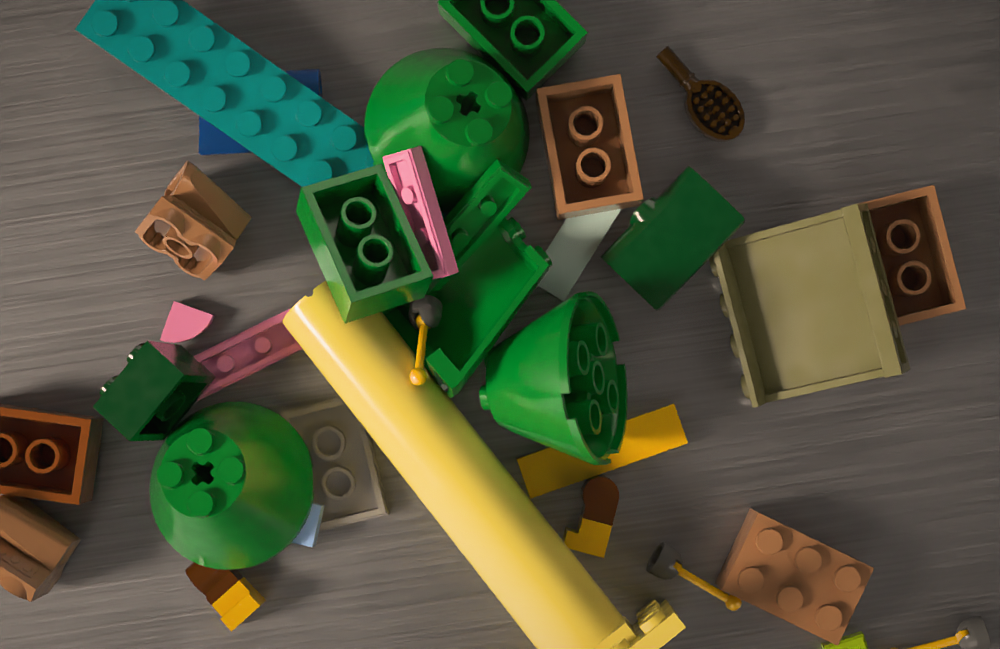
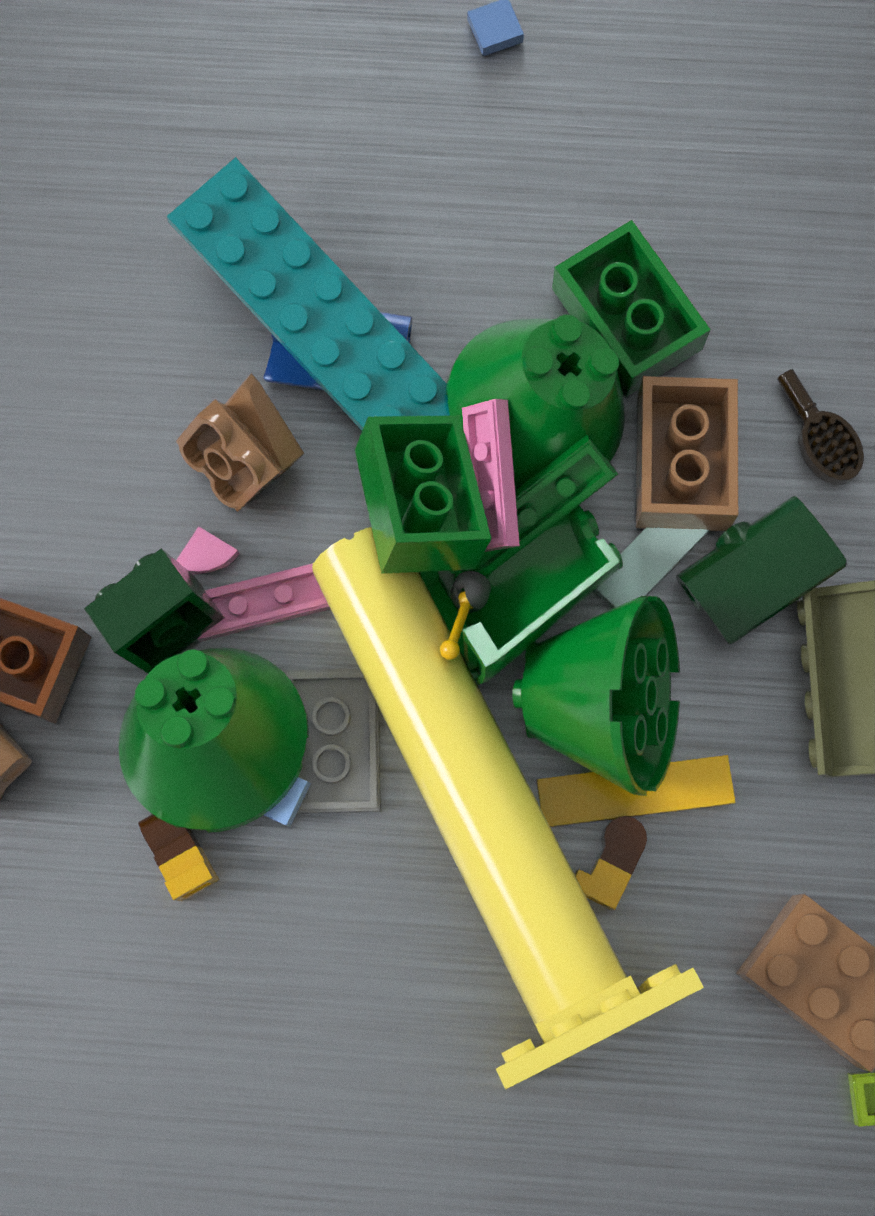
camera: 20 degrees right, 10 degrees down
(667, 564) = (686, 937): hinge -> none

